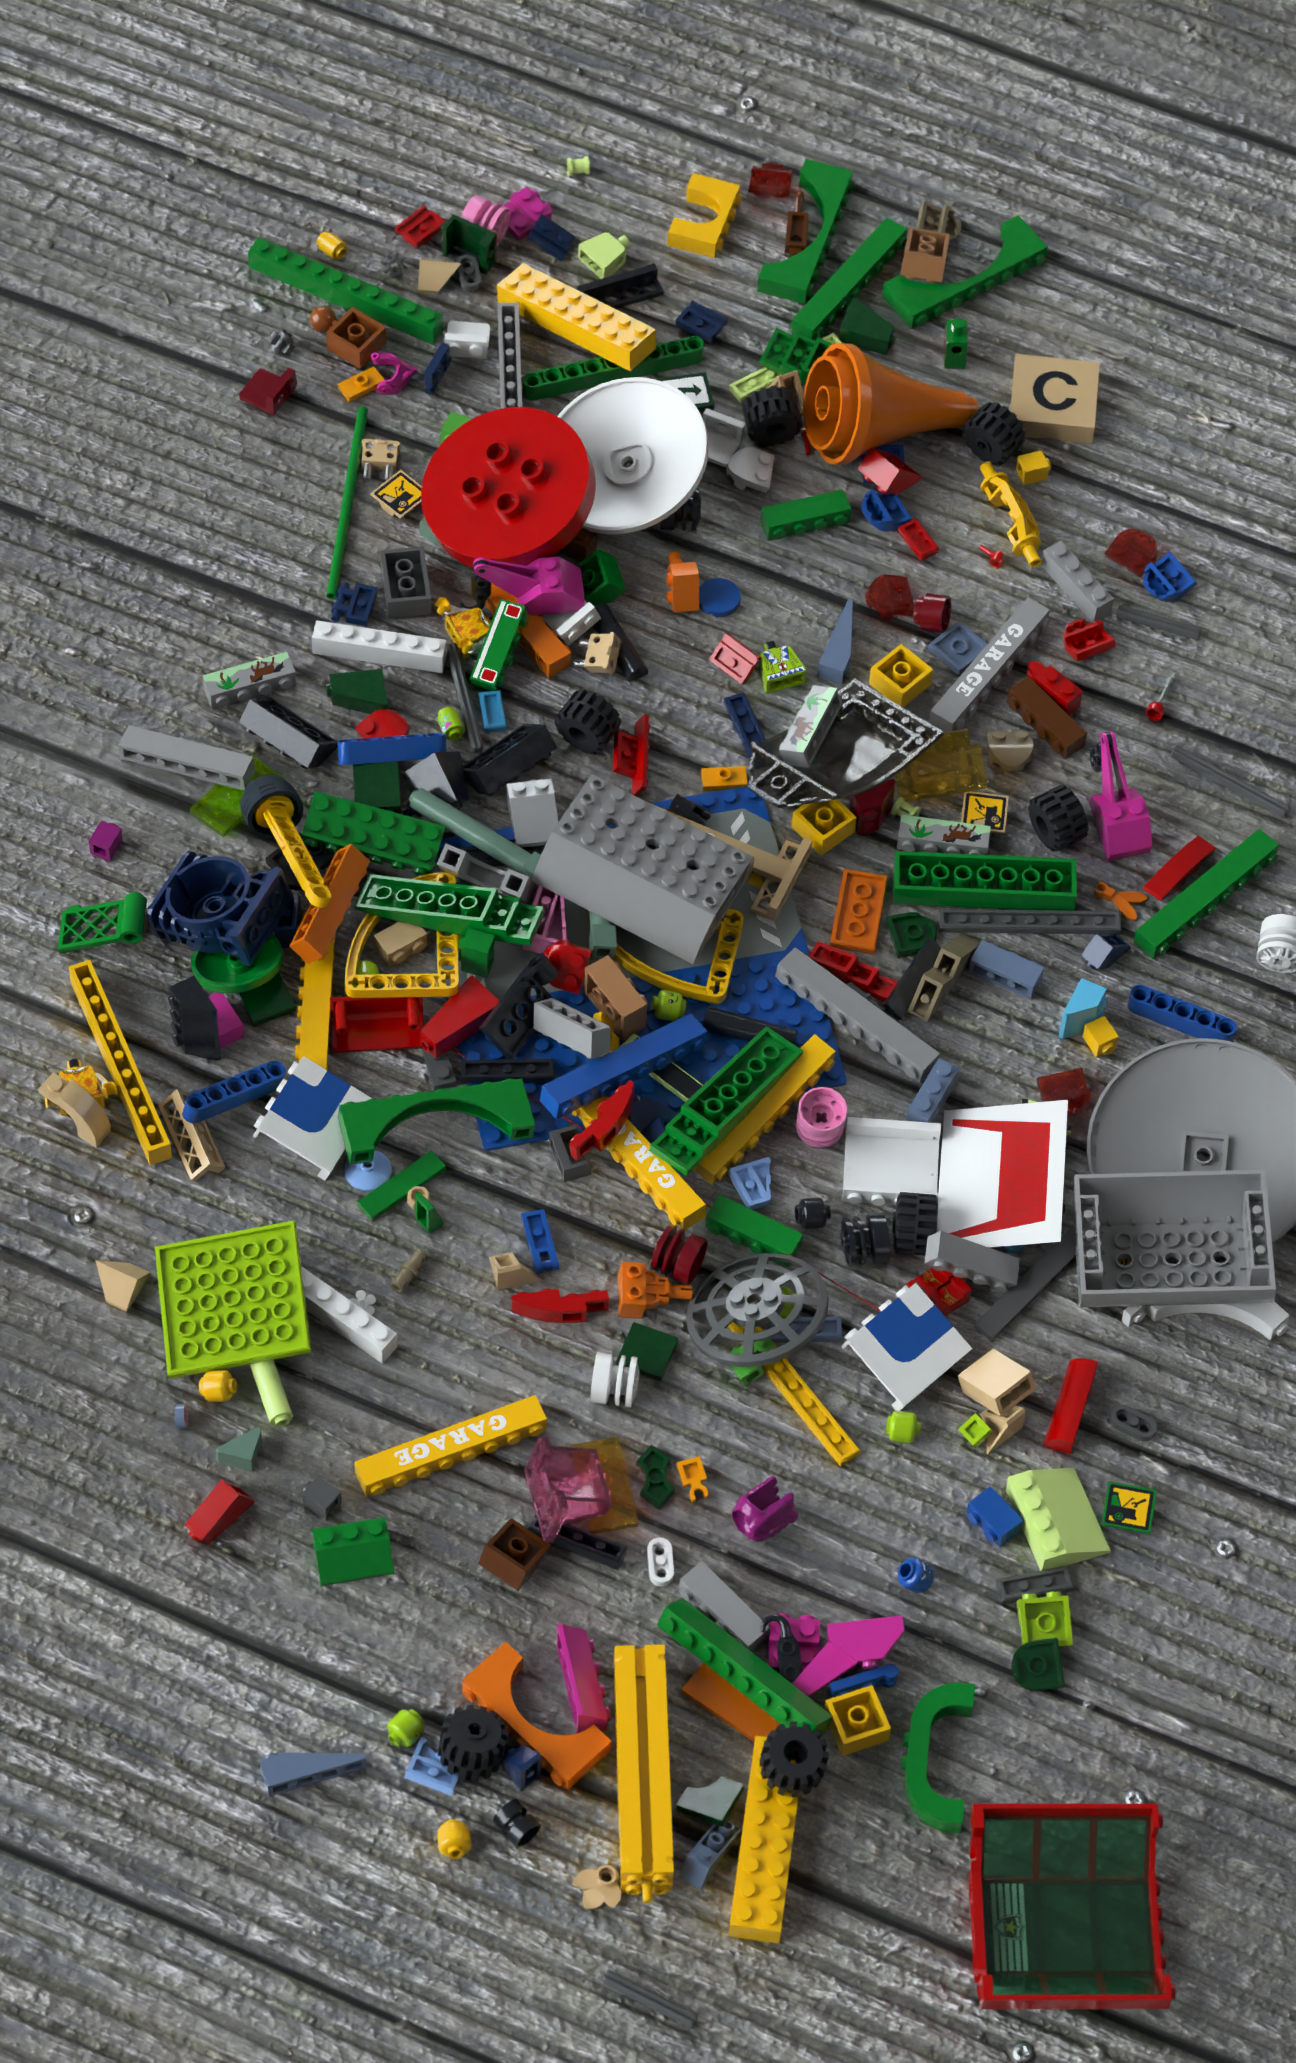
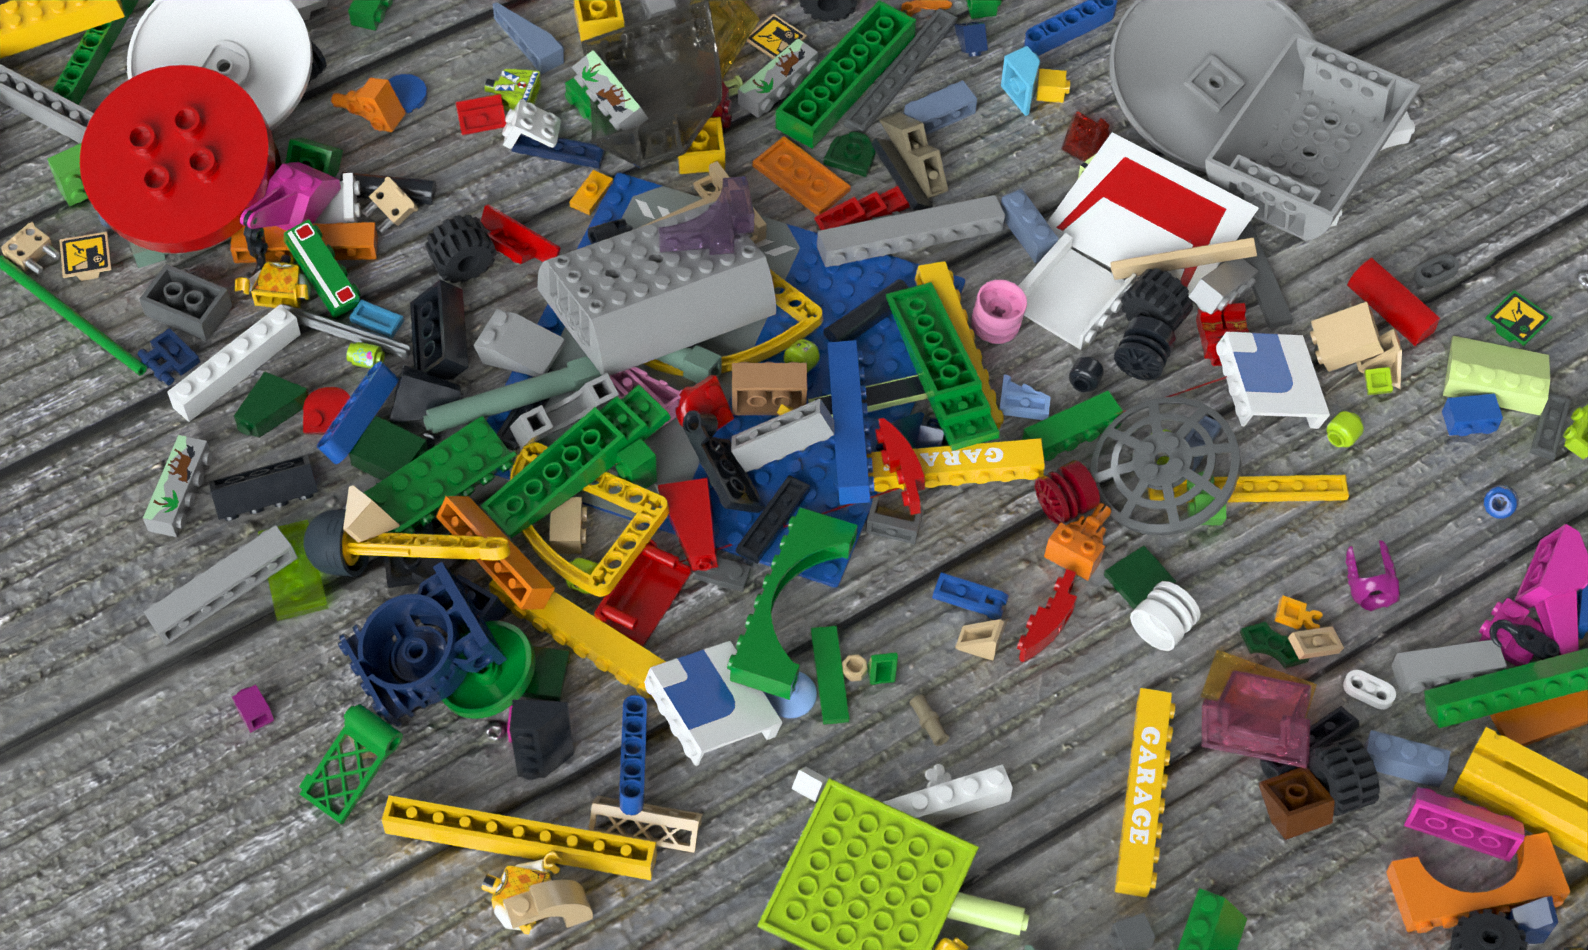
camera: 55 degrees left, 0 degrees up
(294, 803) = (364, 517): none -> tan slope
(303, 1219) = (809, 783): none -> white slope
(554, 1571) = (1346, 774): none -> black wheel
(610, 1611) = (1407, 758): none -> sand blue brick
(673, 1501) = (1315, 642): none -> tan plate
(706, 864) = (715, 227): none -> clear purple arch
(750, 698) = (531, 122): none -> white bracket
(972, 1217) = (1185, 258): none -> tan tile

